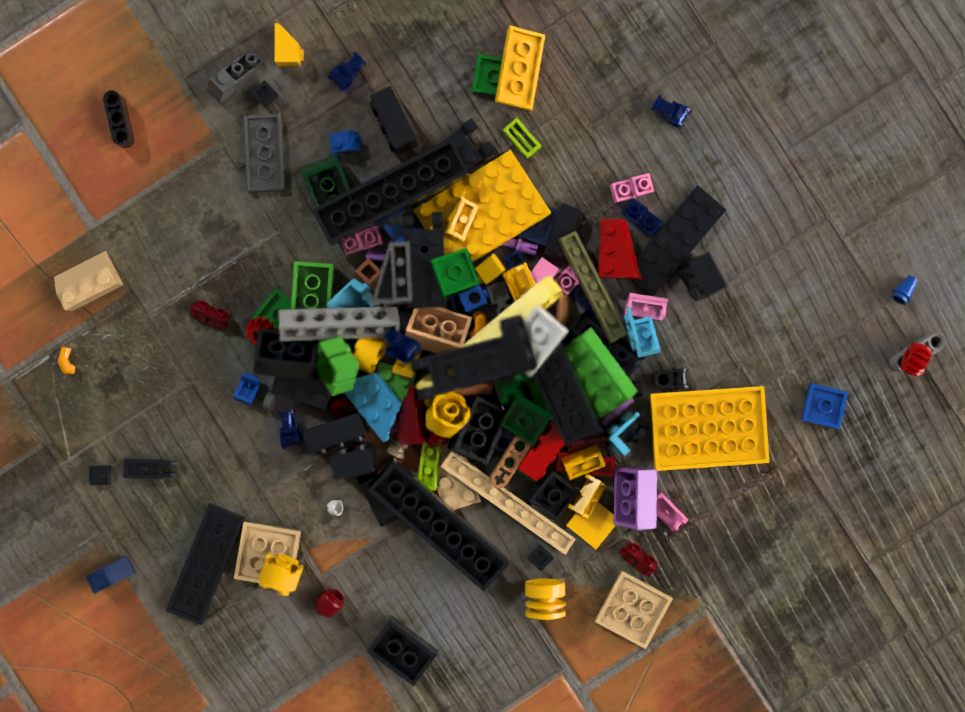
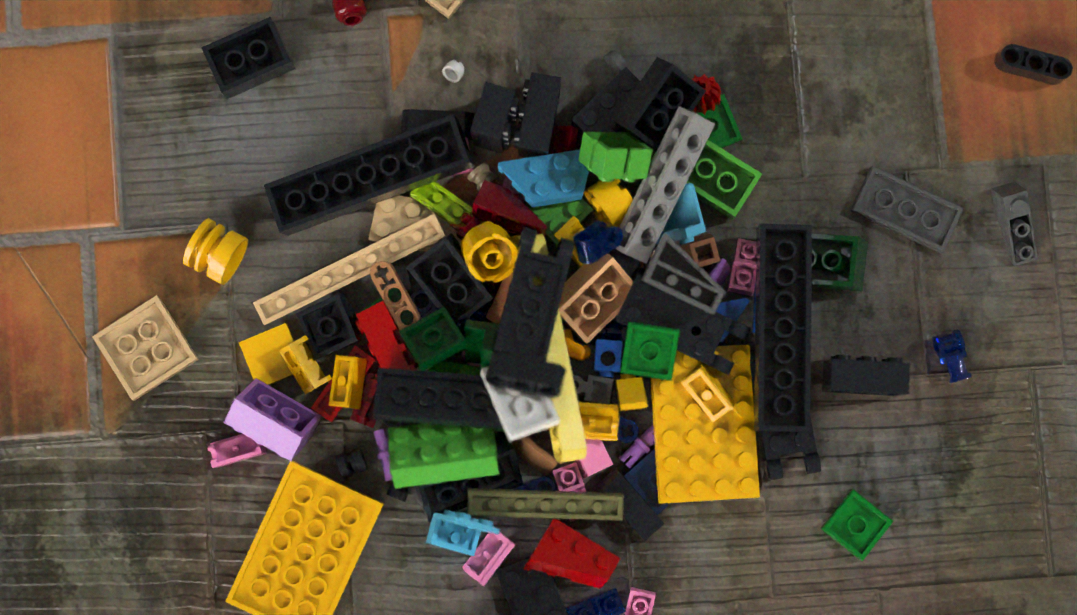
camera: 120 degrees right, 5 degrees down
(201, 310) = (761, 41): dark red hinge -> none
(247, 389) = (643, 44): blue bracket -> none
(264, 94) = (975, 246): black plate -> none
(287, 49) = (1015, 299): yellow slope -> none
(289, 430) = (570, 66): clear blue connector -> none
(344, 142) = (870, 308): blue bracket -> none
(520, 68) = (850, 561): yellow tile -> none
(522, 139) = (744, 522): lime tile -> none
(540, 557) = (265, 273): black plate -> none
(613, 431) = (364, 438): medium azure bracket -> none
(646, 563) = (189, 391): dark red hinge -> none
(674, 378) = (386, 541): black piece -> none

